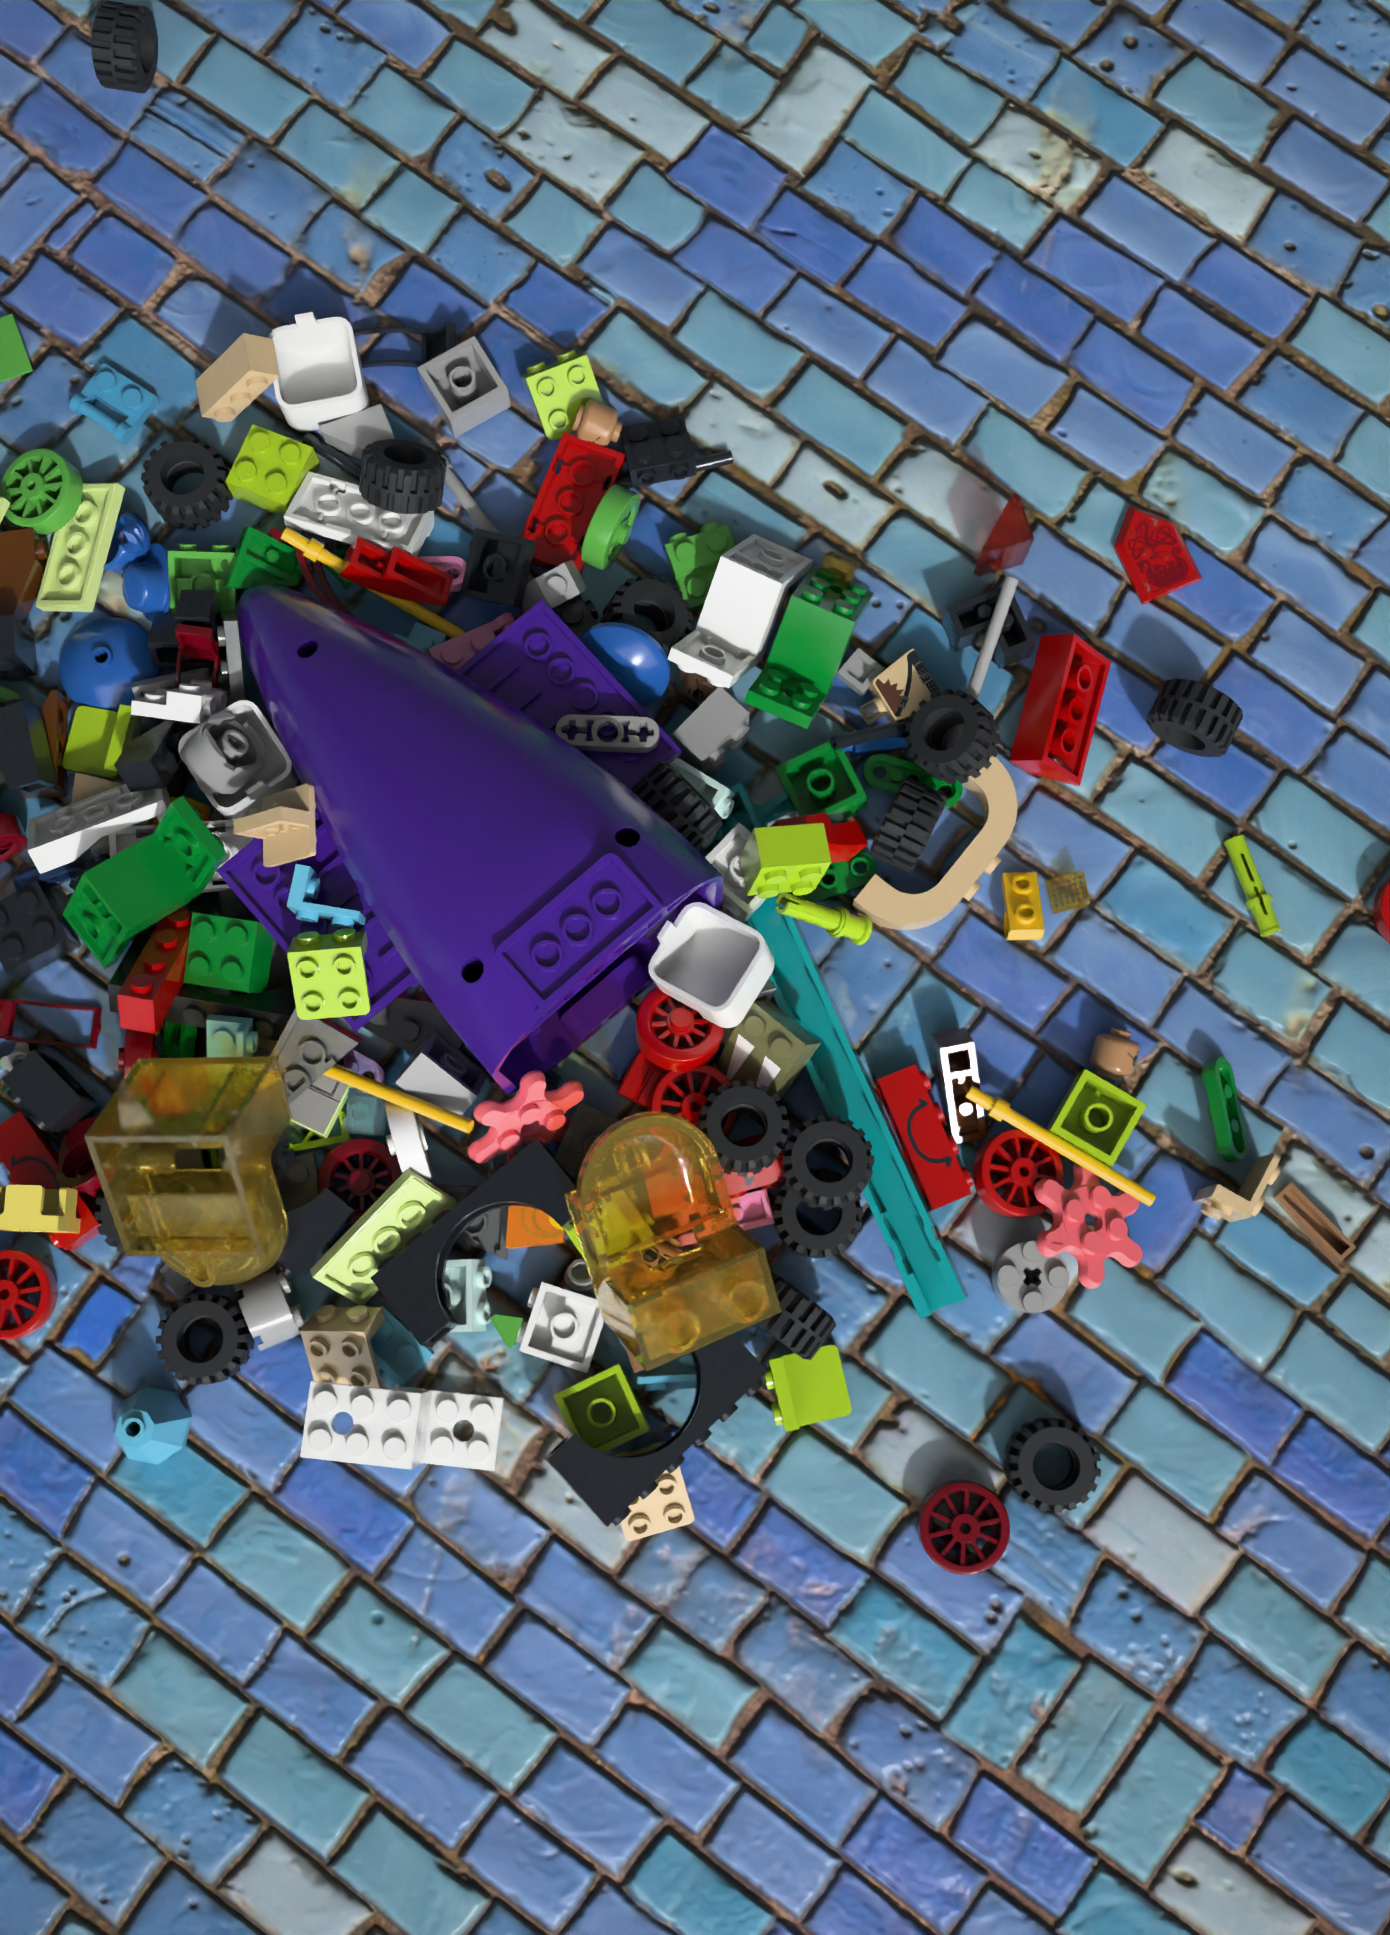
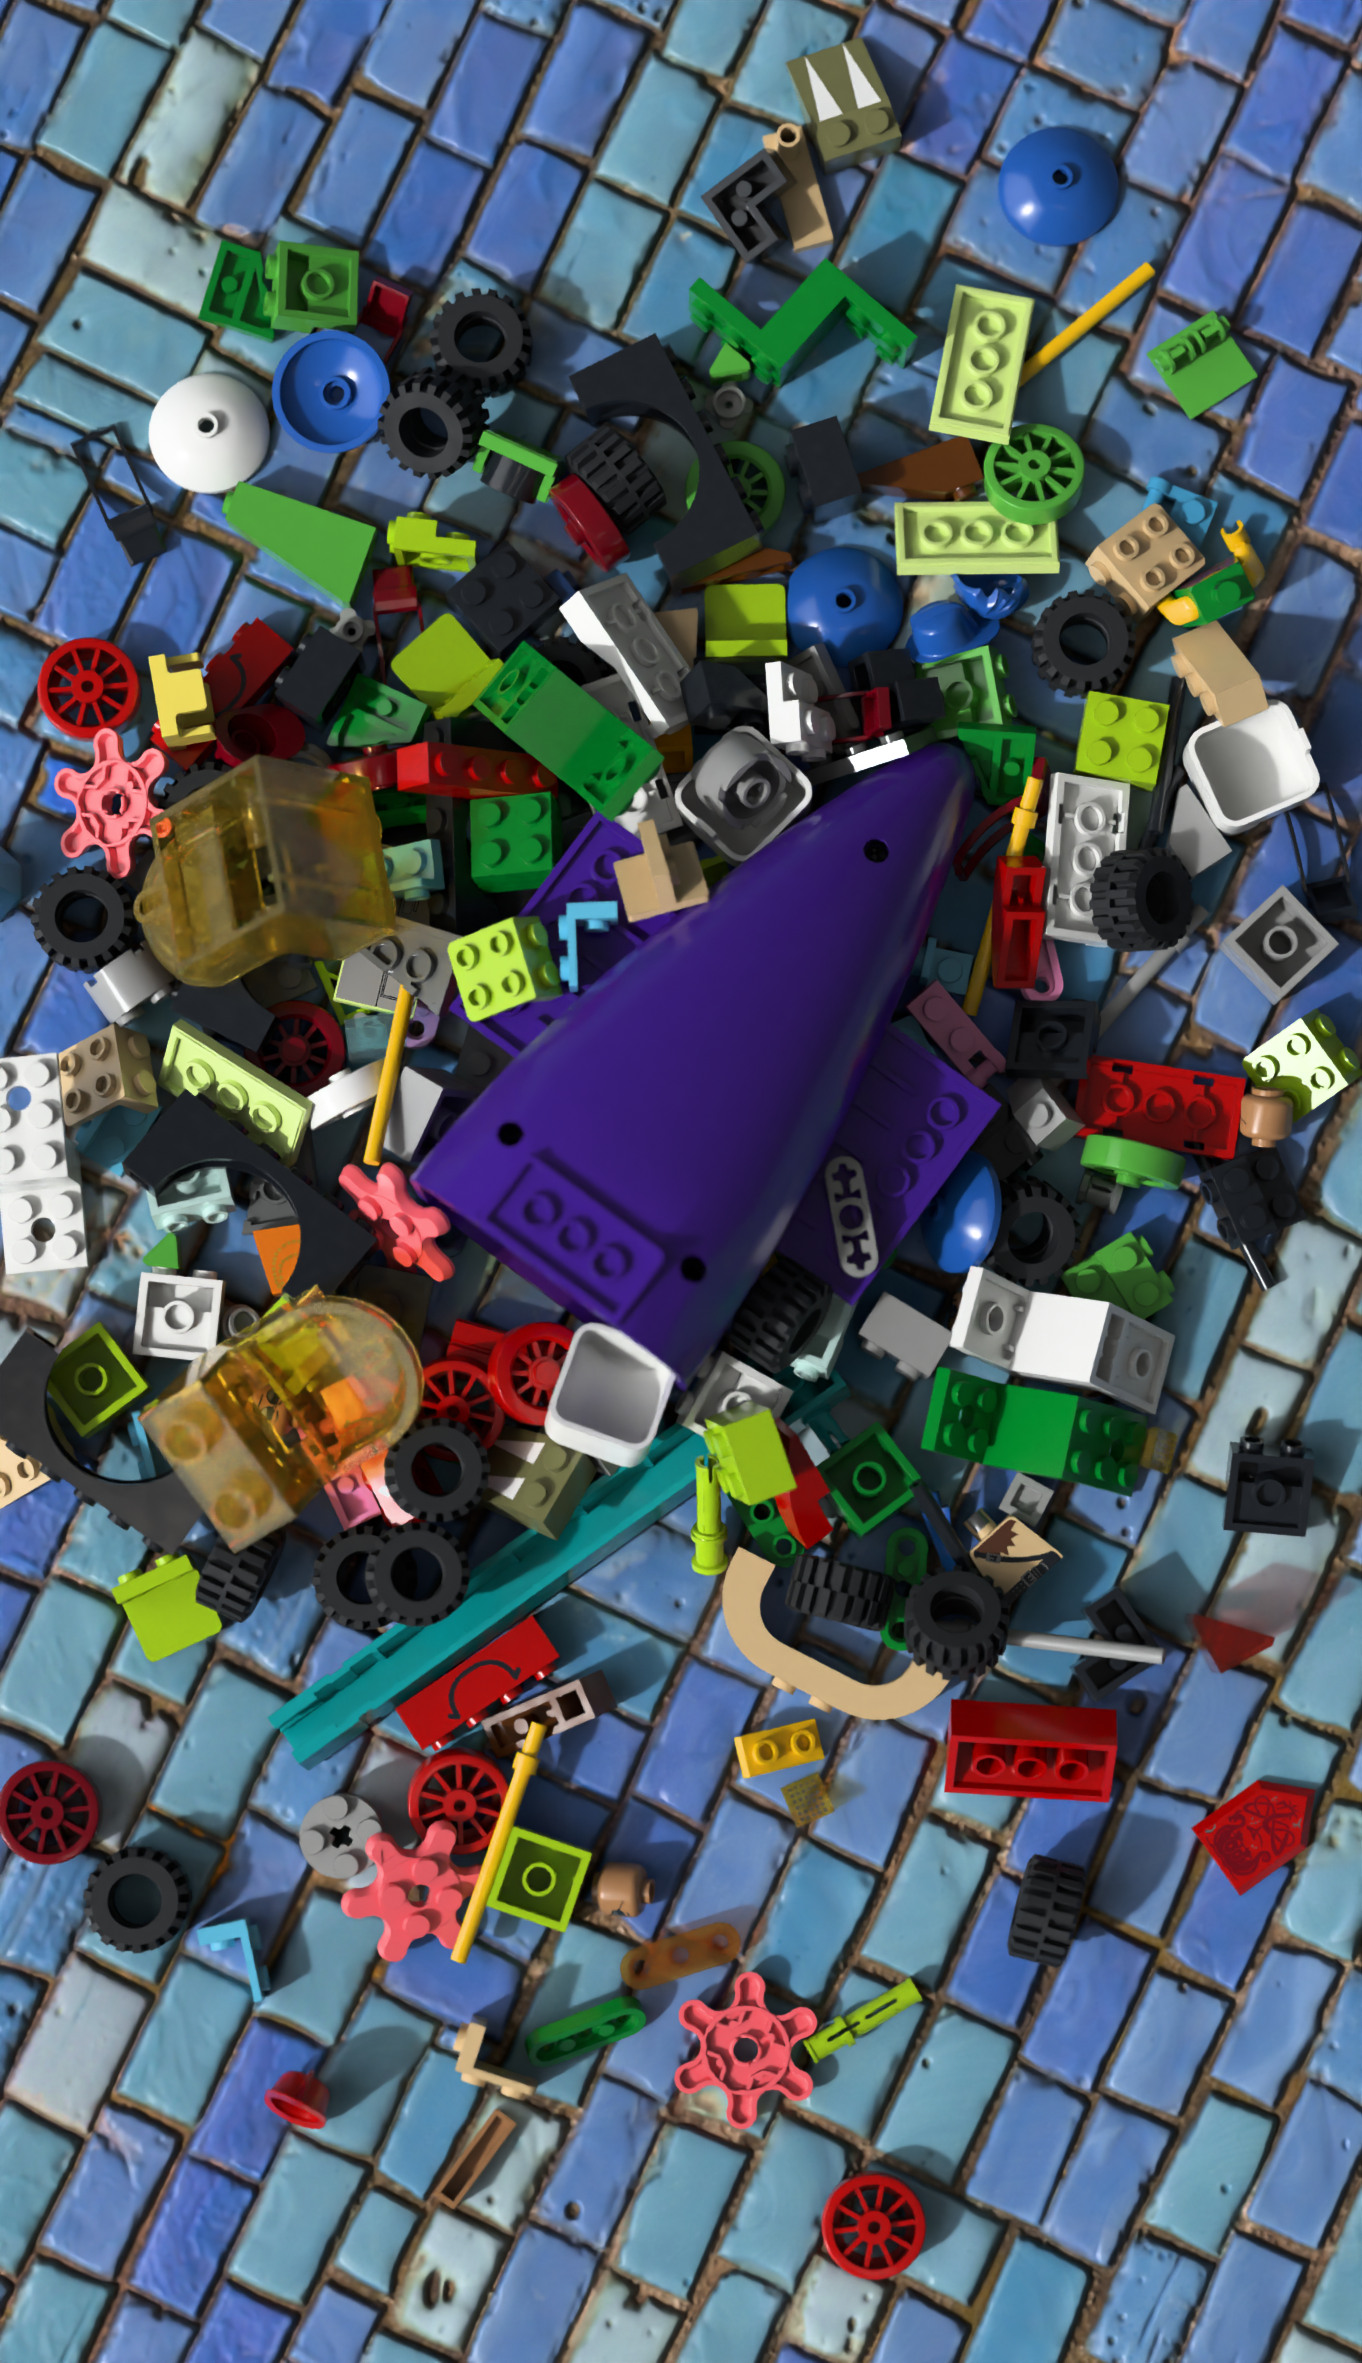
camera: 80 degrees right, 5 degrees up
(71, 989) = (445, 668): none -> lime bracket
(94, 1054) = (377, 716): none -> green wing
(101, 1309) = (93, 797): none -> coral plate
(133, 423) = (1144, 561): none -> tan bracket
(172, 379) = (1218, 587): none -> torso
(322, 451) = (1165, 771): none -> black piece
(627, 563) = (1099, 1192): none -> dark grey bush
(887, 486) = (1268, 1487): none -> black plate
(1094, 1397) = (223, 1936): none -> medium azure bracket
(1180, 1005) = (663, 1966): none -> clear orange plate
(1243, 1358) = (299, 2099): none -> red piece
(1281, 970) = (745, 2079): none -> coral plate

